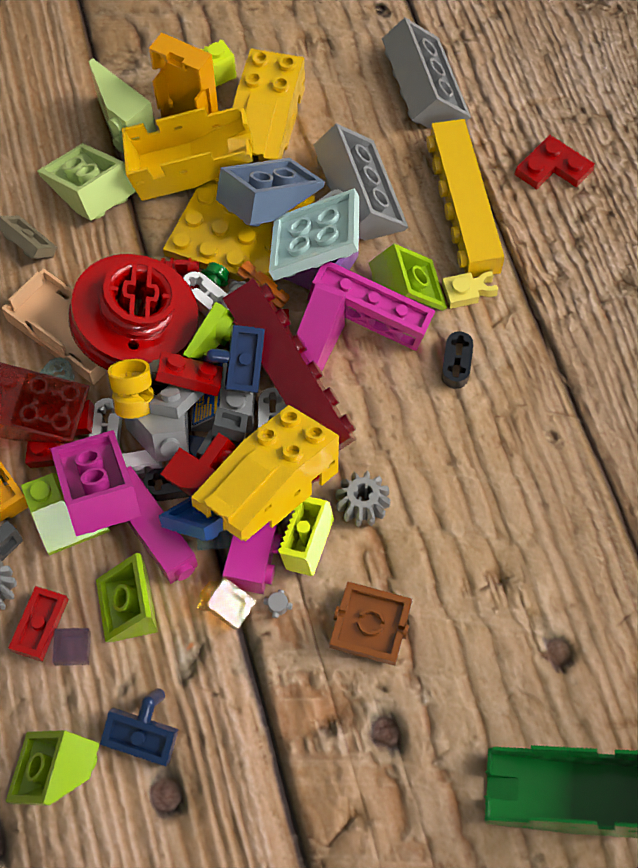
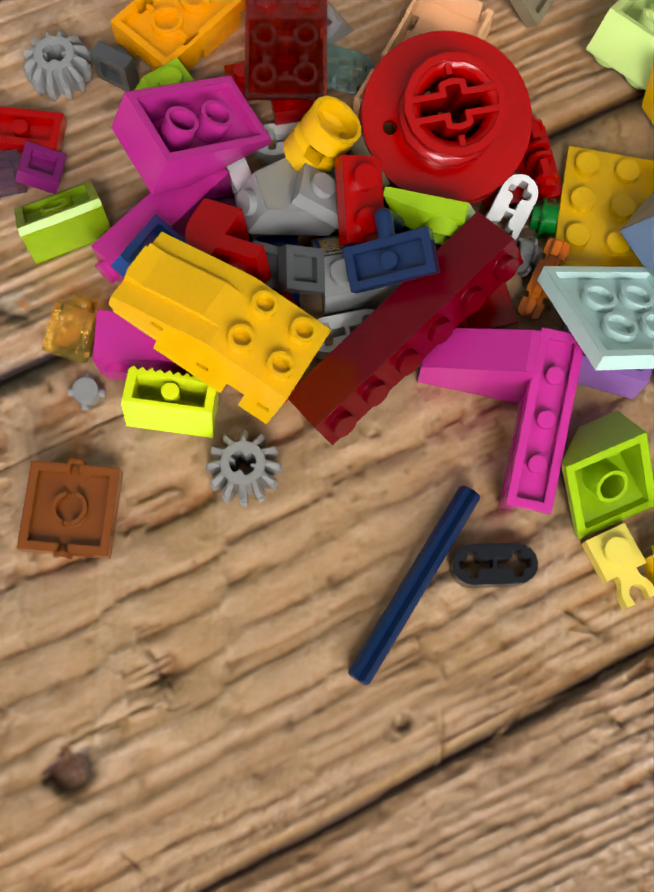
camera: 75 degrees right, 10 degrees up
(79, 610) = (40, 167): none -> magenta plate
(463, 409) = (413, 585): none -> dark blue axle

